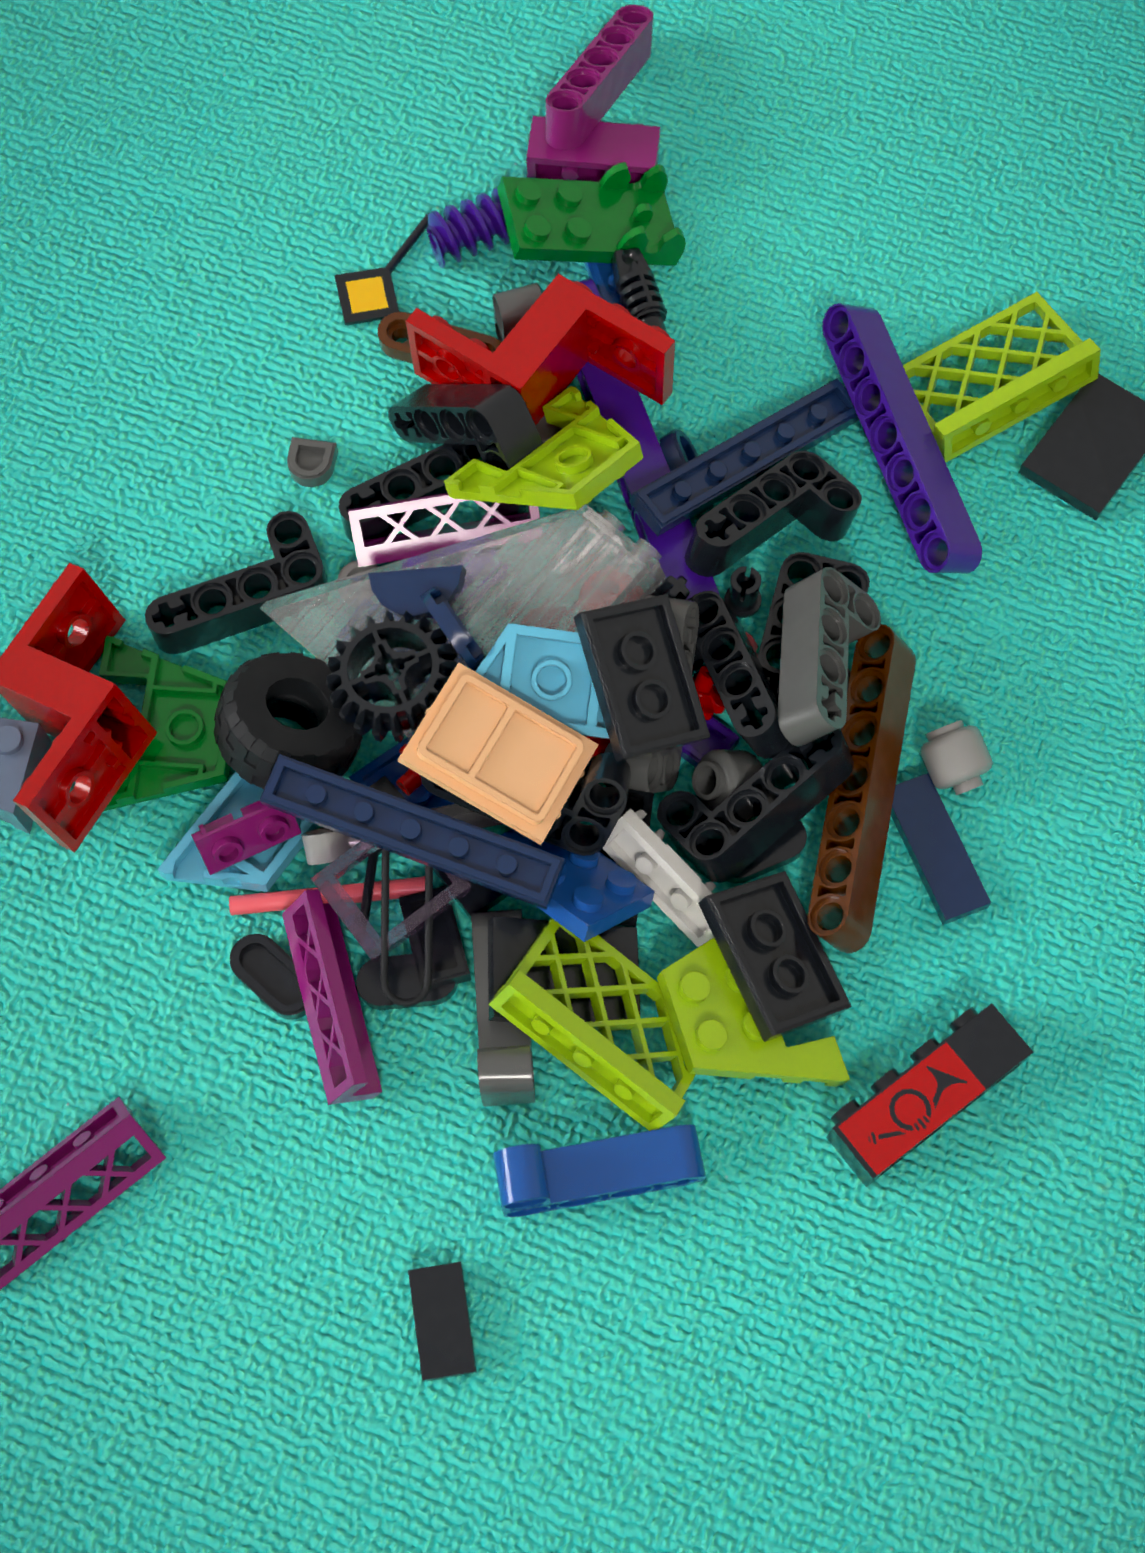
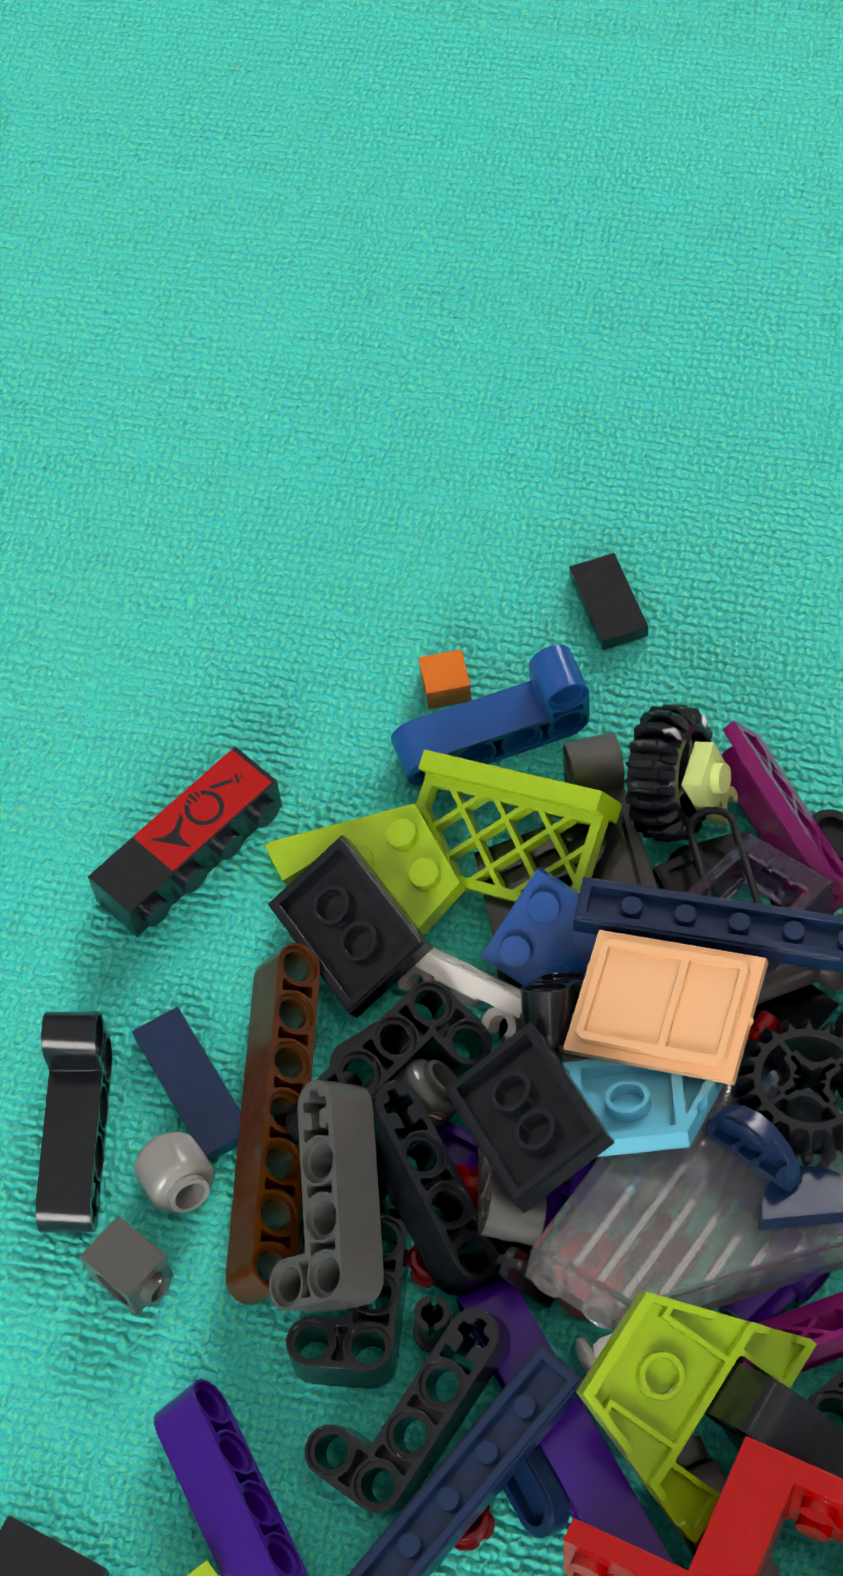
camera: 175 degrees right, 10 degrees down
(395, 1028) = (709, 781): none -> yellowish green plate
(431, 1049) = (657, 770): none -> black gear
(637, 1249) = (445, 679): none -> orange piece
(999, 683) = (128, 1266): none -> dark grey brick
(1043, 855) = (74, 1120): none -> black beam

